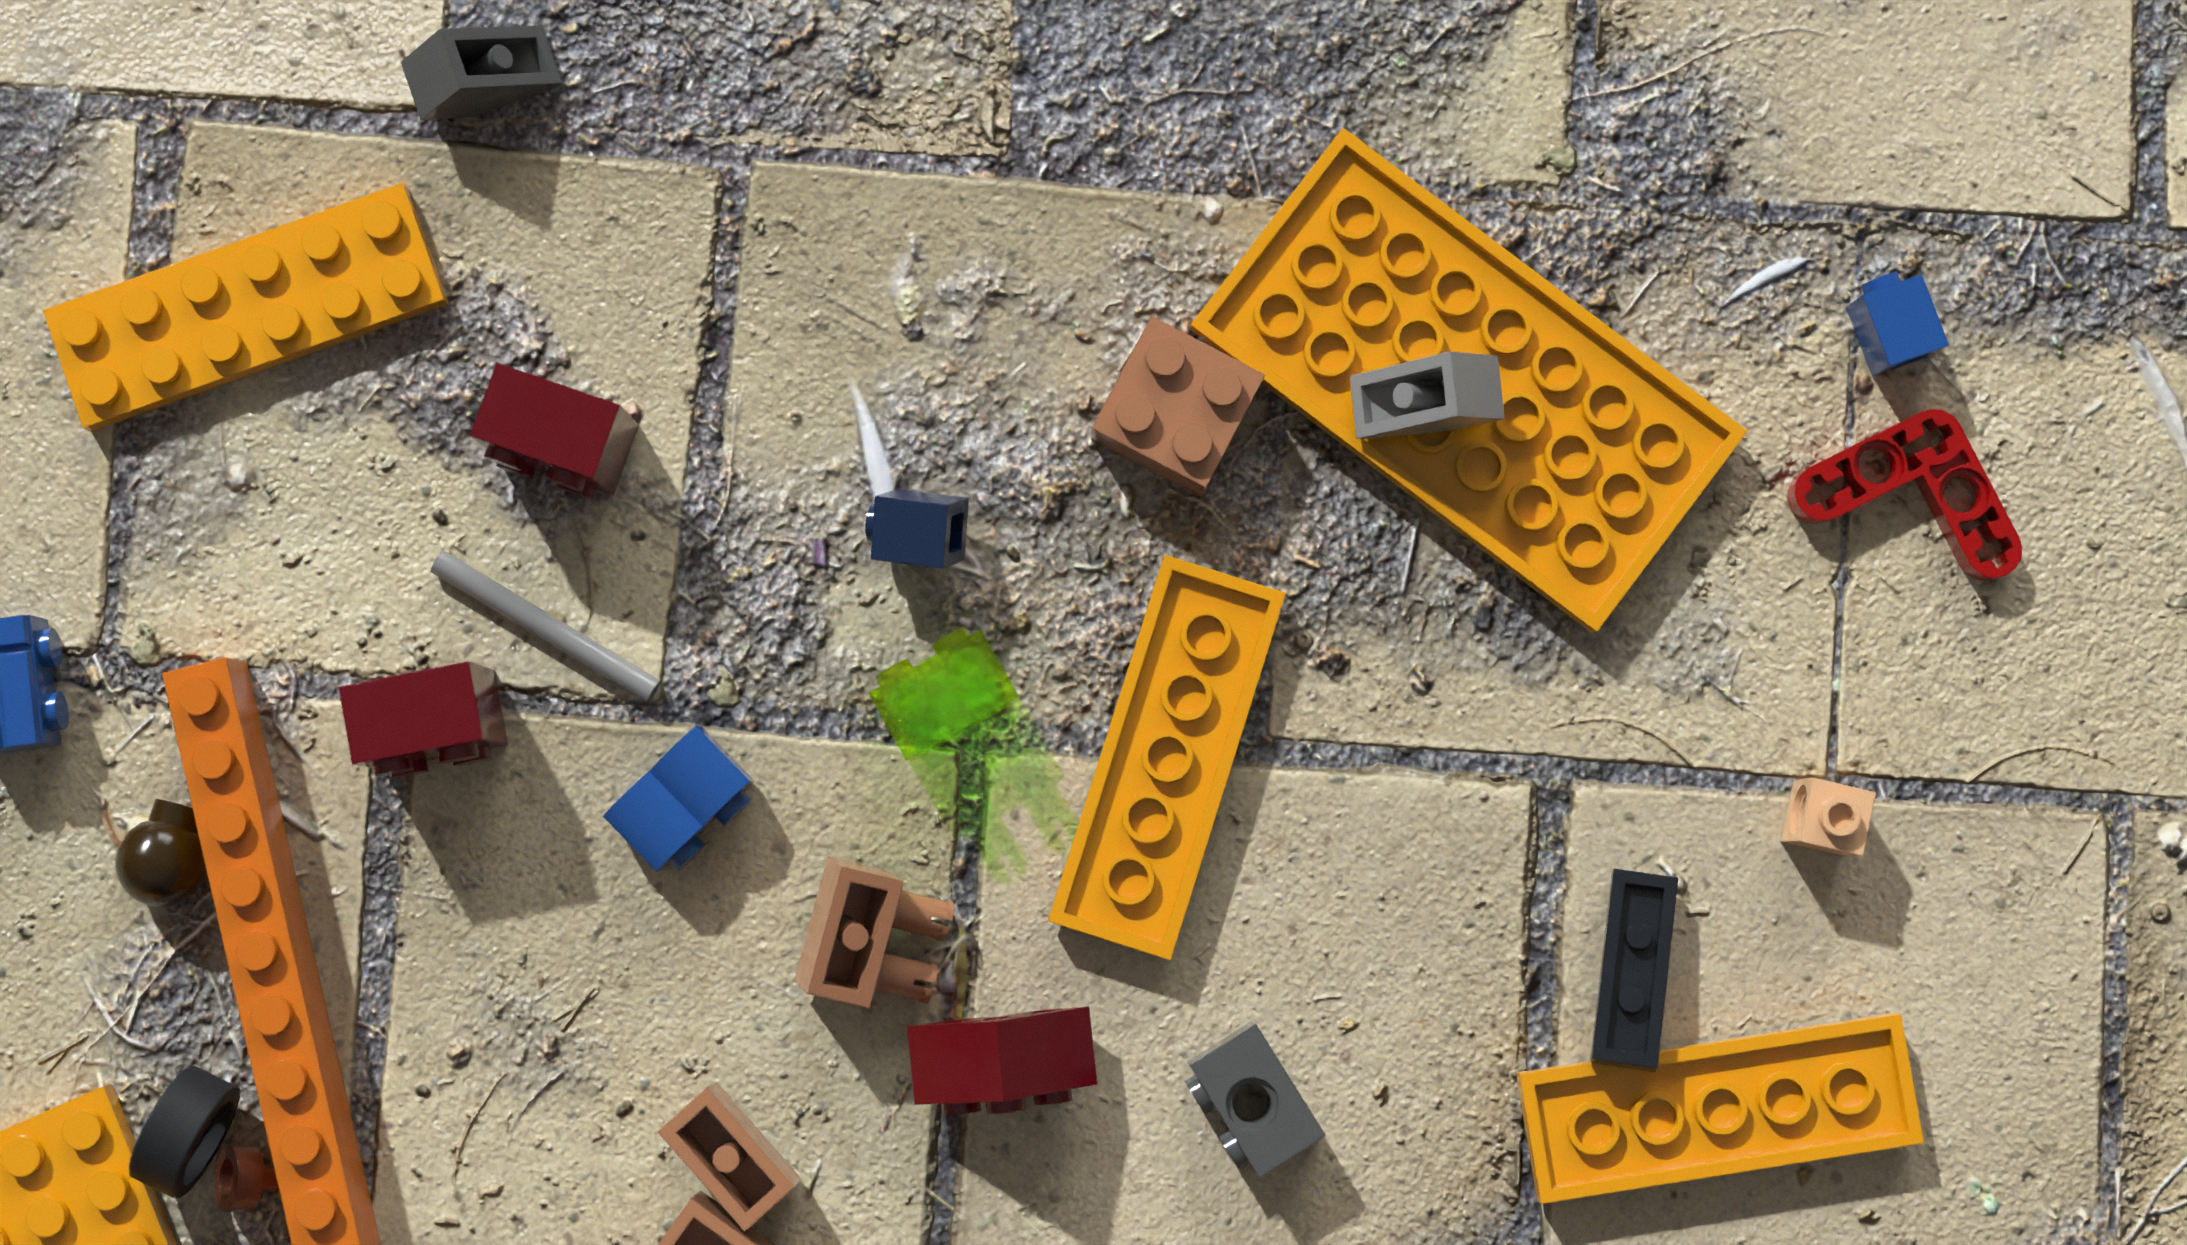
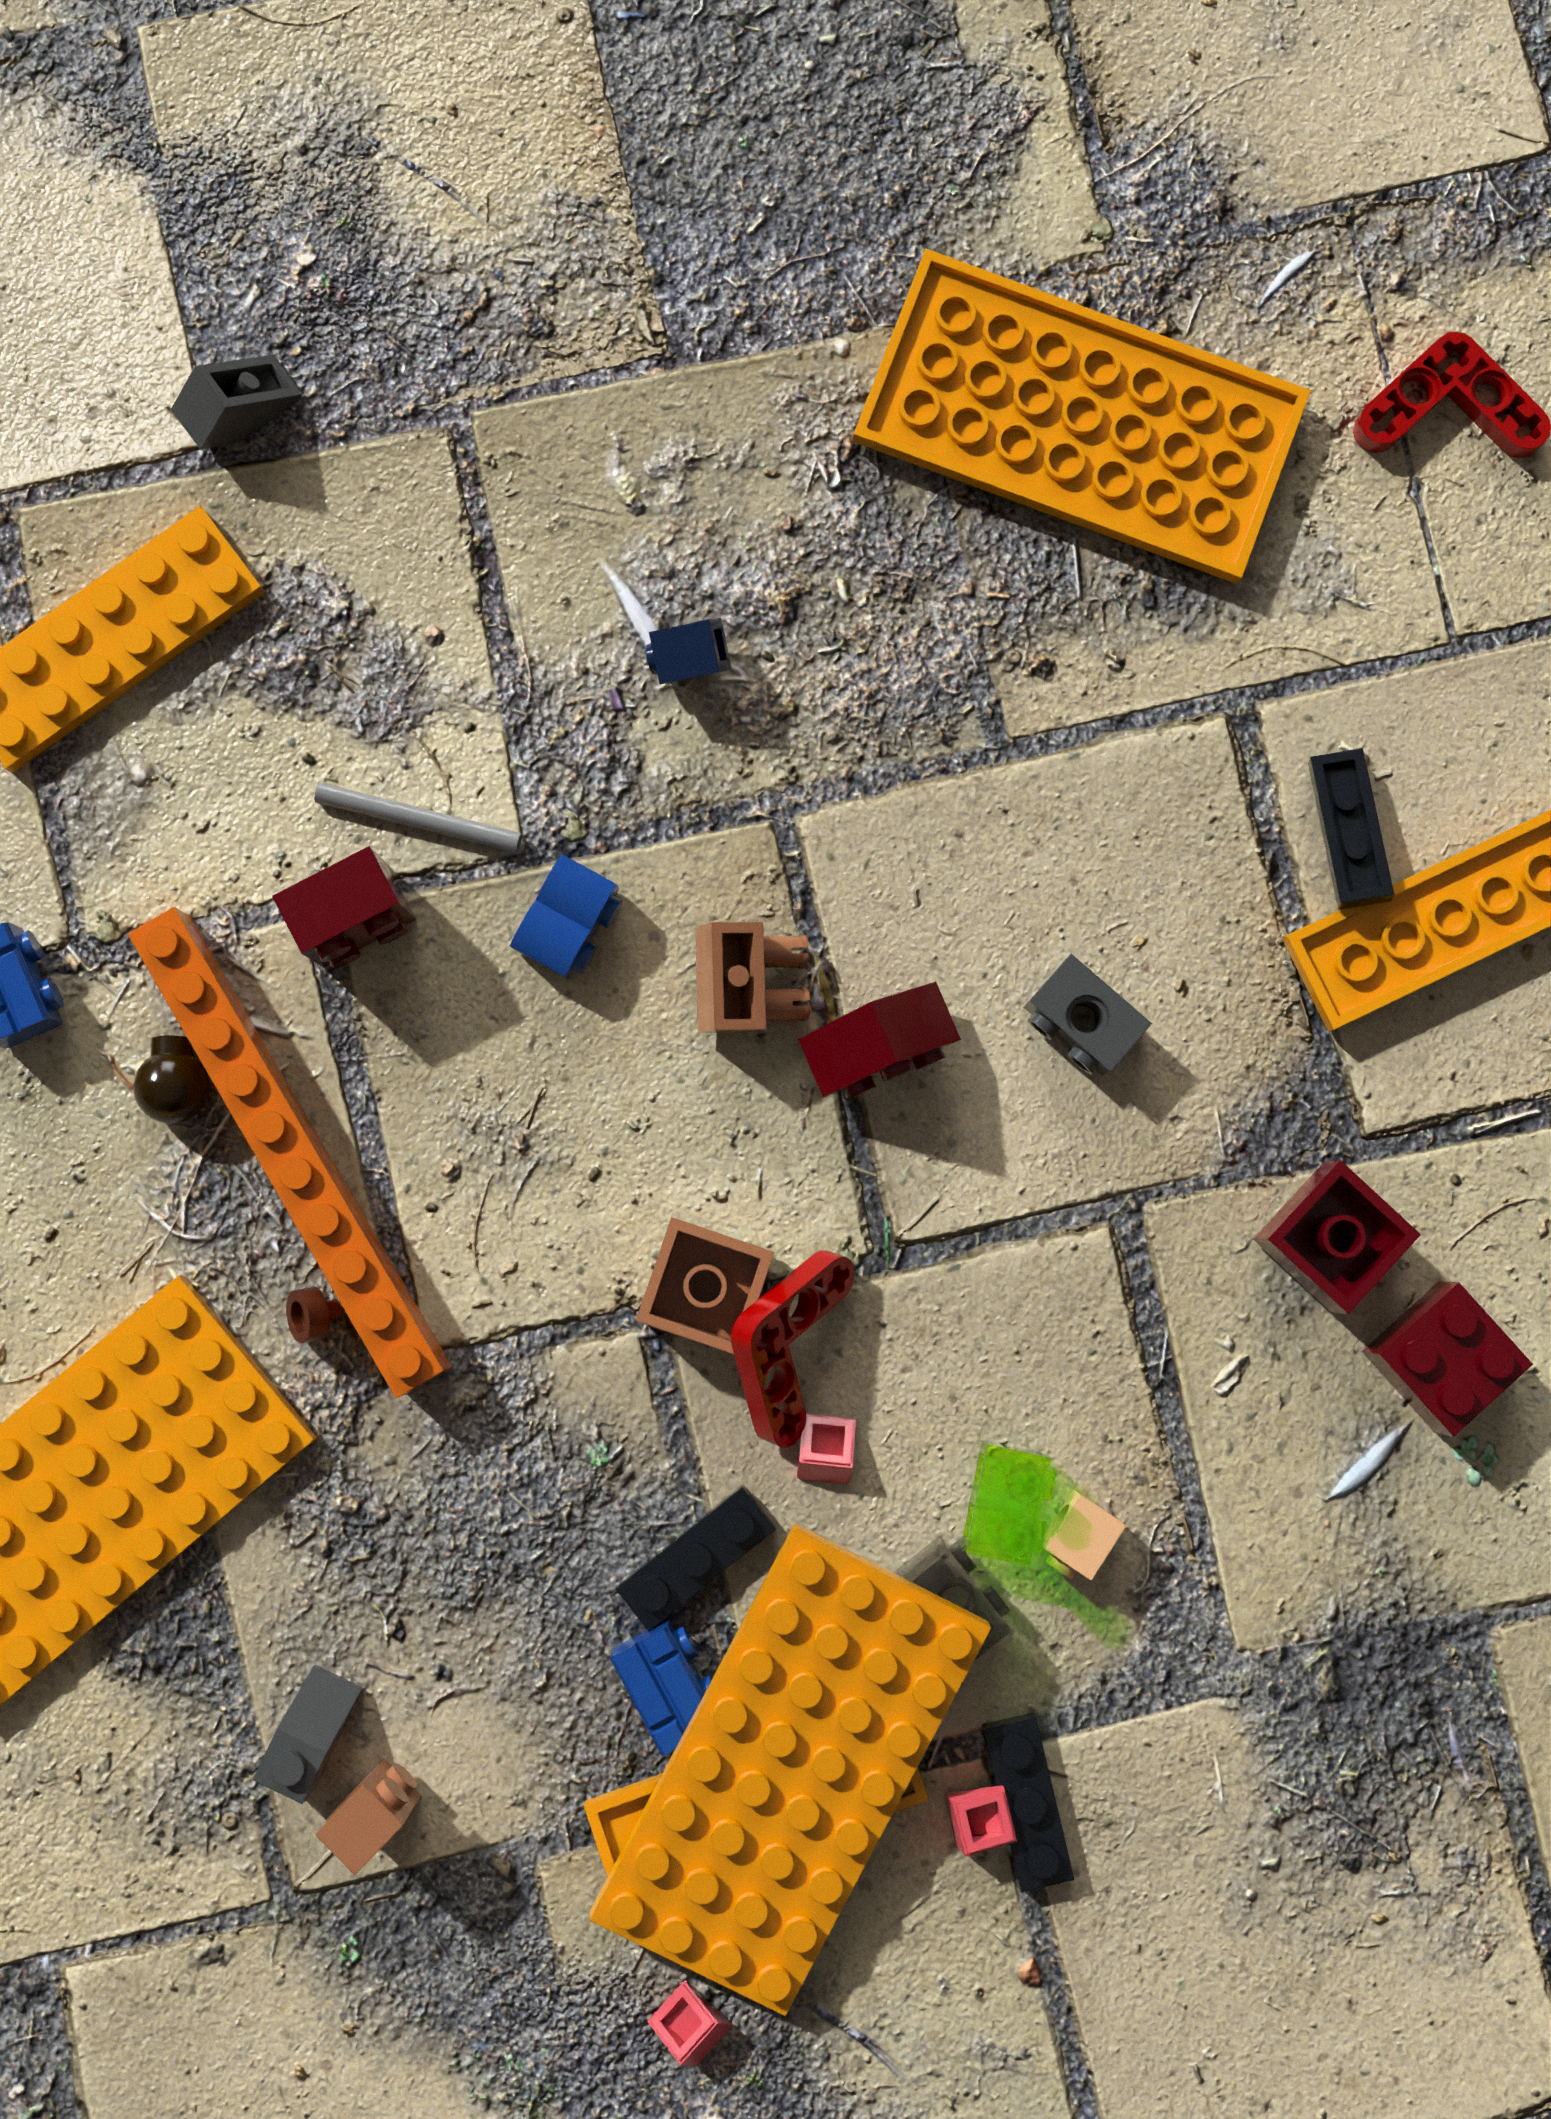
camera: 15 degrees left, 0 degrees up
(184, 1131) = (253, 1287): black tyre -> none
(553, 429) = (380, 656): dark red brick -> none
(729, 1155) = (690, 1178): nougat brick -> none
(942, 694) = (747, 775): clear neon green brick -> none
(1167, 757) = (936, 774): light orange plate -> none
(1176, 406) = (862, 499): nougat brick -> none
(1427, 395) = (1056, 429): light grey slope -> none
(1828, 817) = (1464, 667): light nougat brick -> none
(1896, 322) = (1399, 275): blue brick -> none

